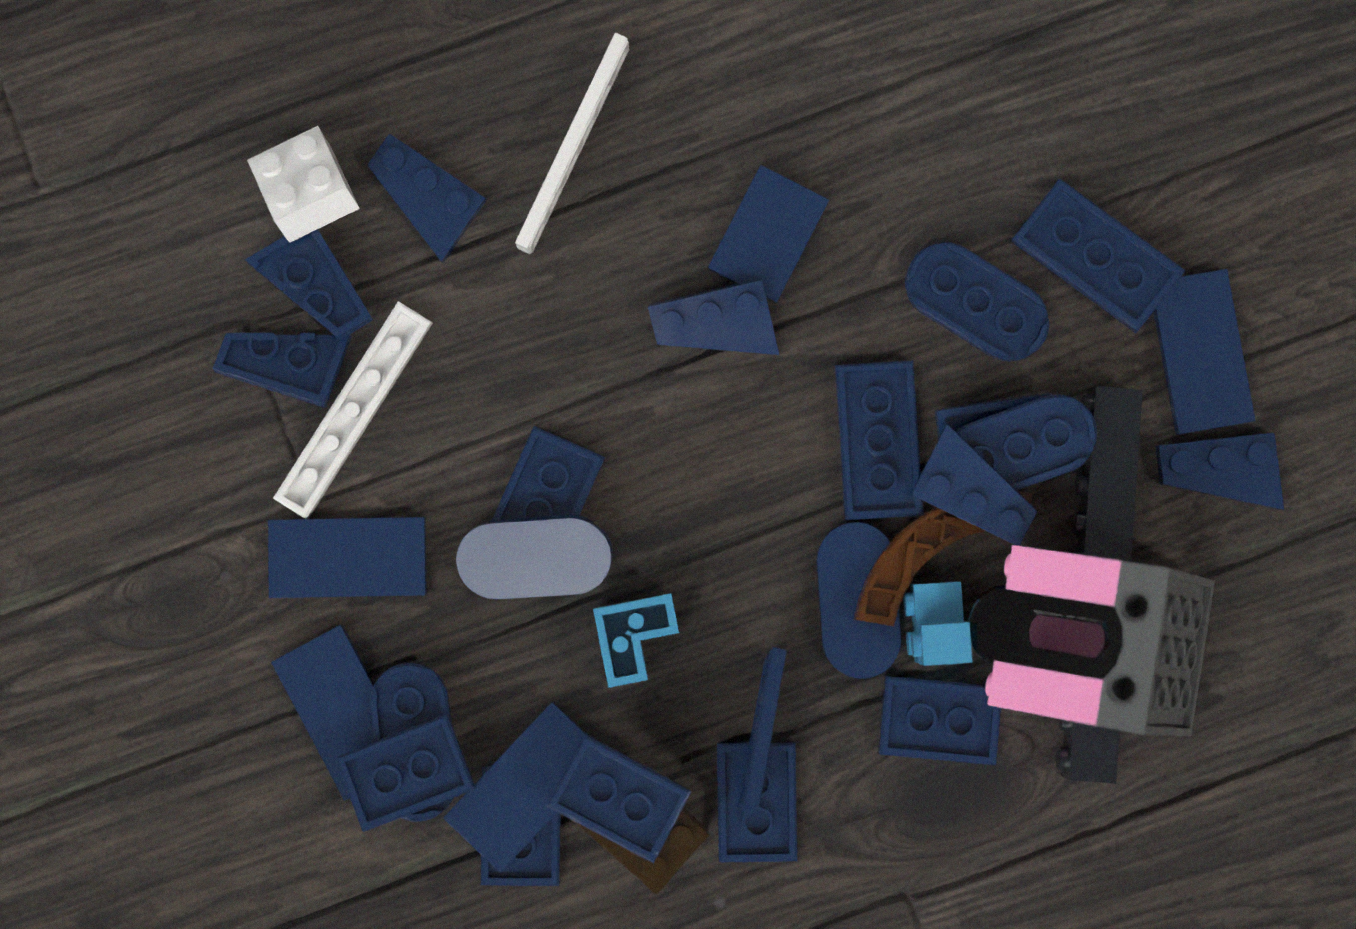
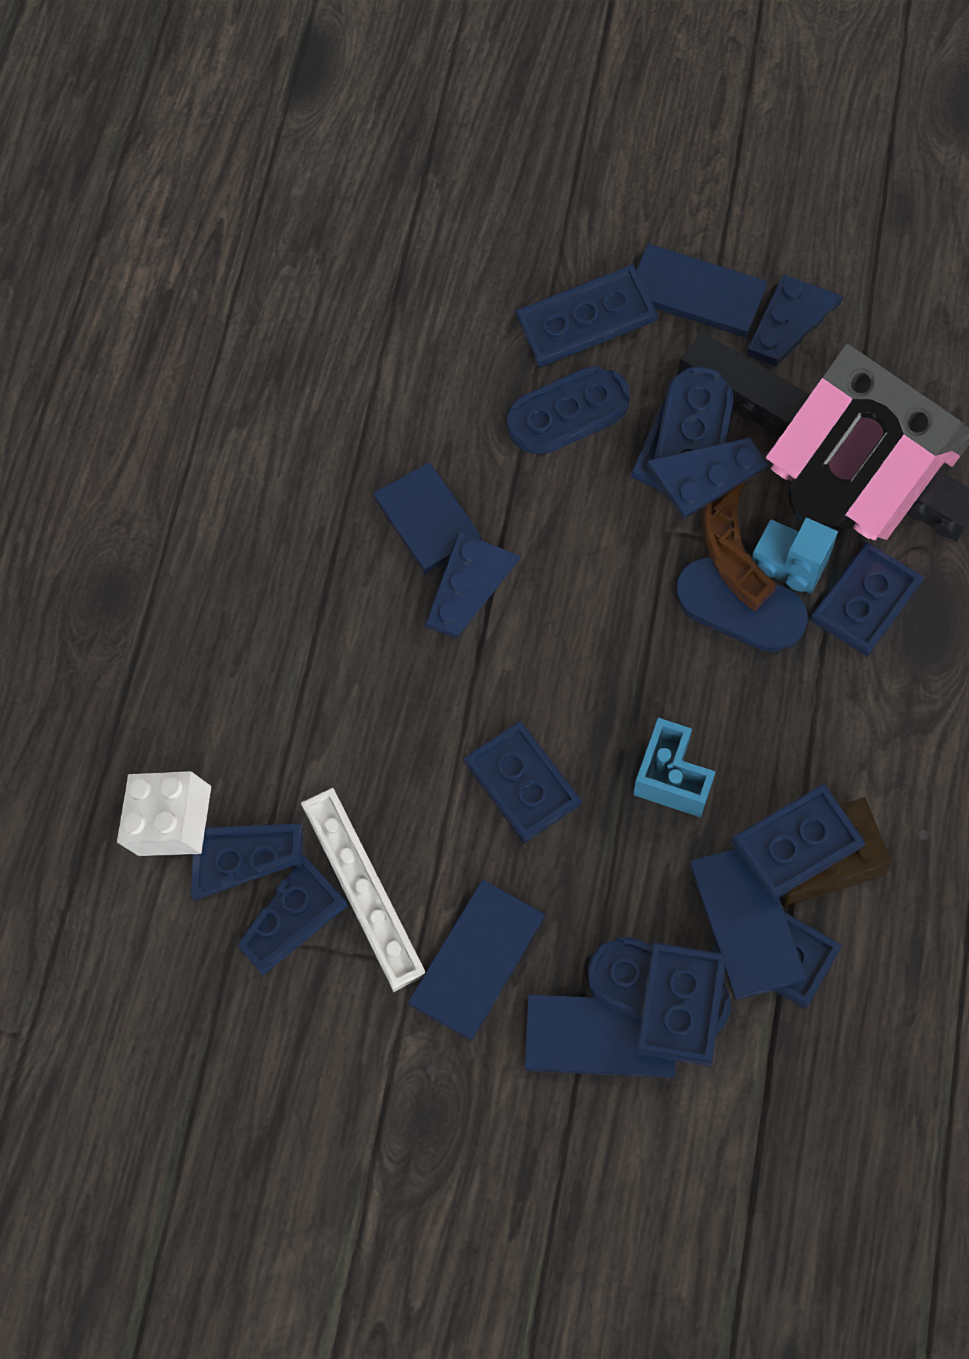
camera: 50 degrees left, 20 degrees down
(427, 195) = (236, 735): dark blue wing -> none
(534, 557) = (566, 812): tile -> none
(573, 144) = (270, 610): white tile -> none
(761, 731) = (806, 712): dark blue tile -> none
(770, 831) = (857, 761): dark blue tile -> none
(878, 439) = (629, 527): dark blue tile -> none

